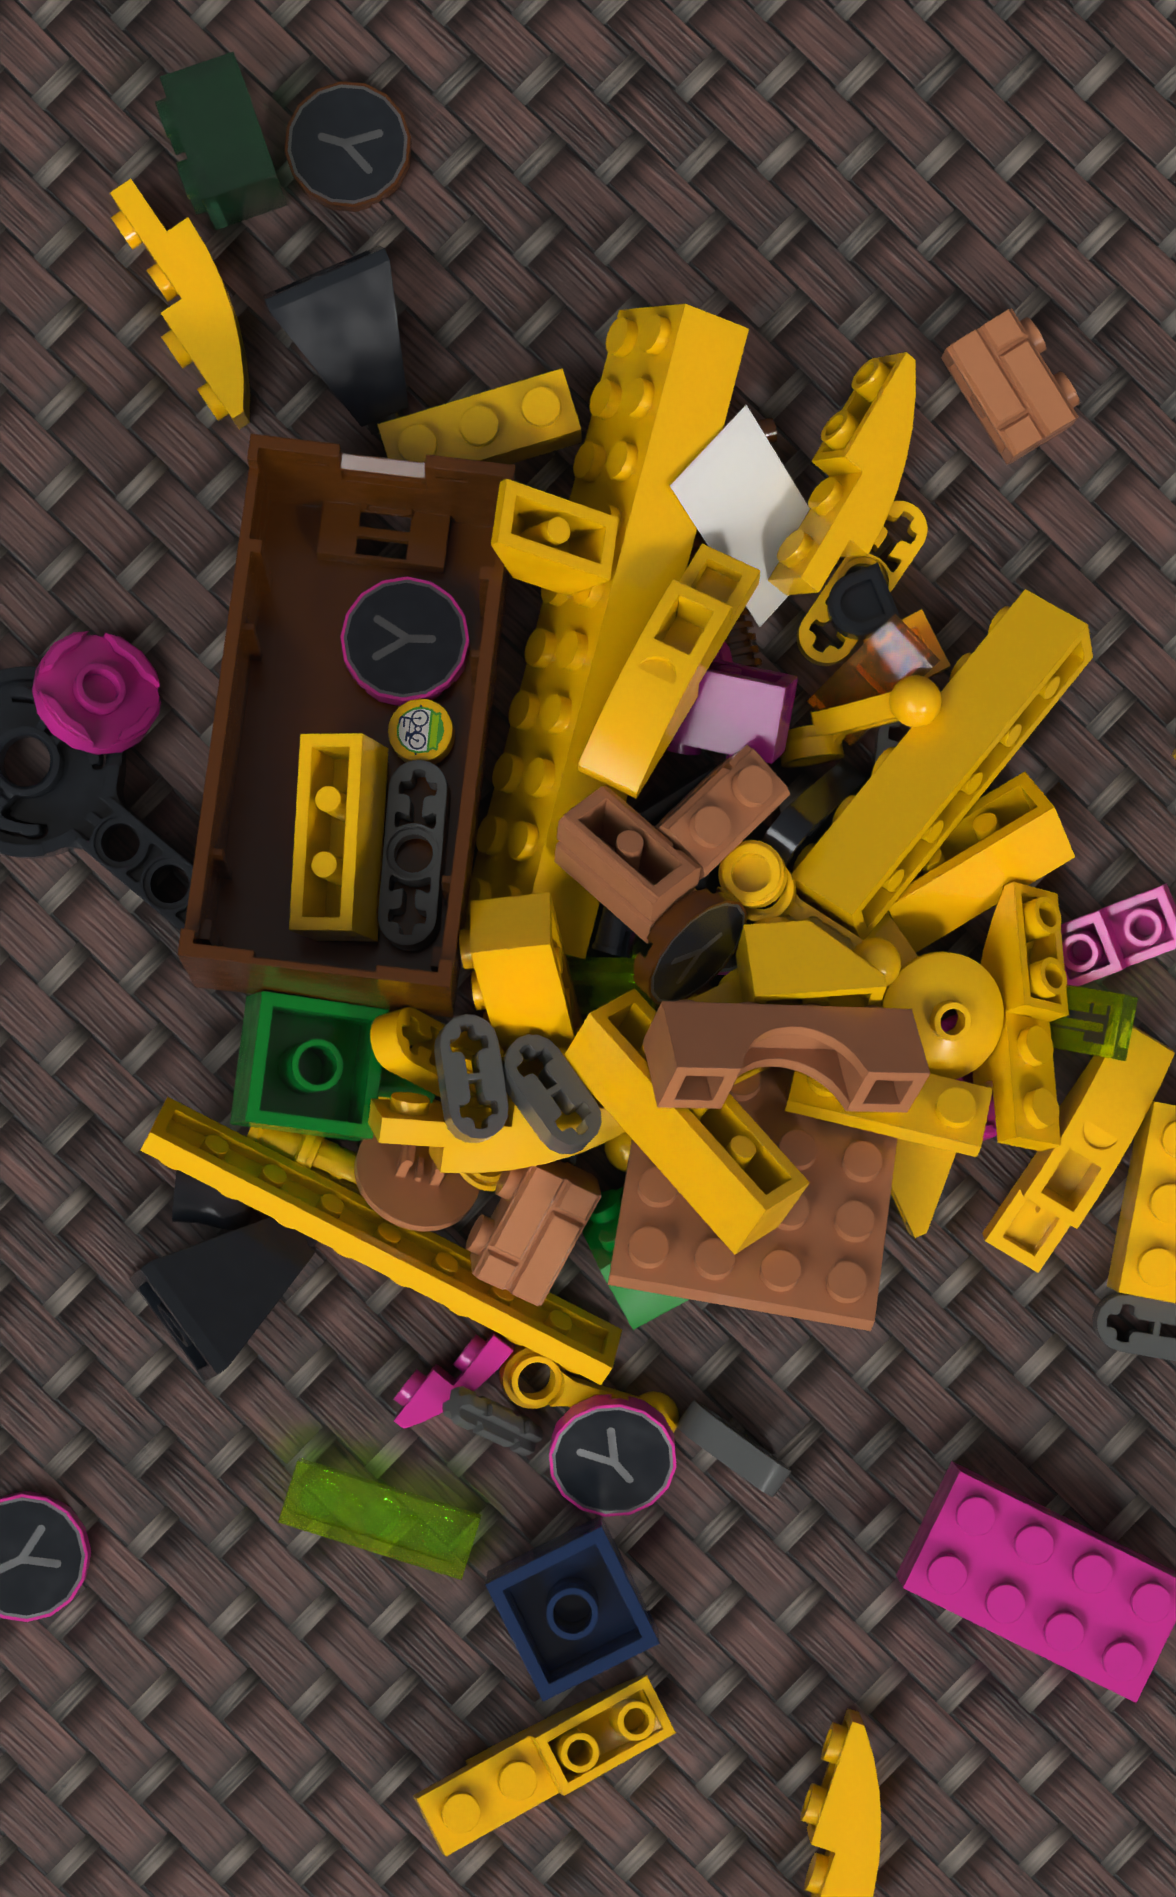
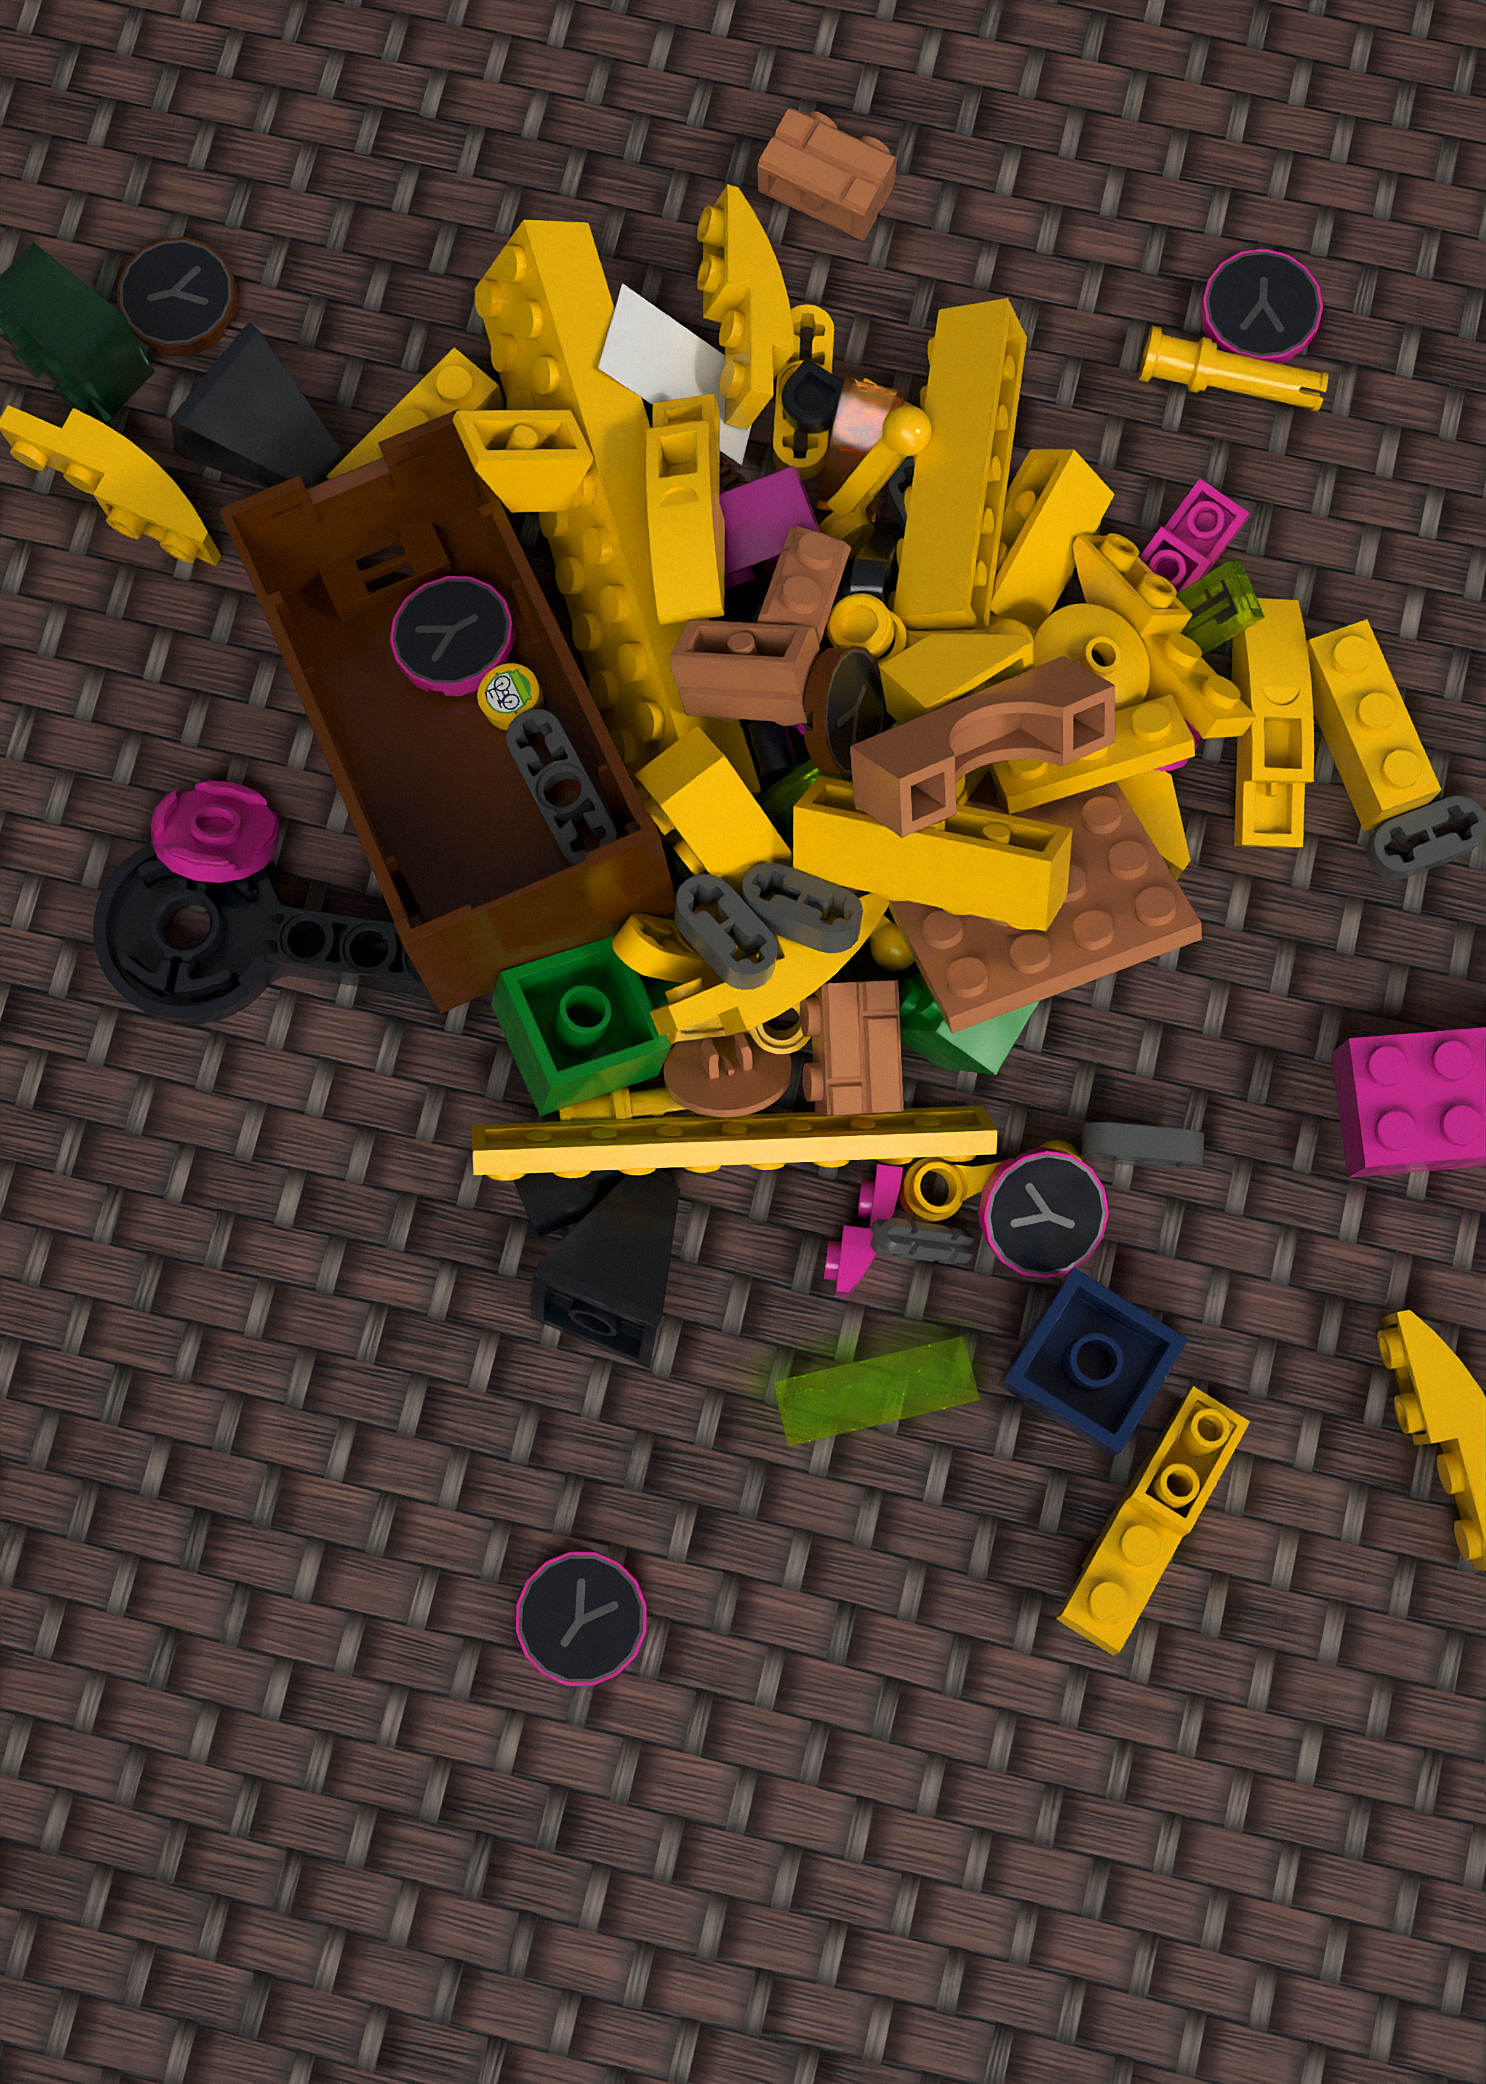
camera: 25 degrees left, 10 degrees down
(338, 837) = (486, 800): yellow brick -> none

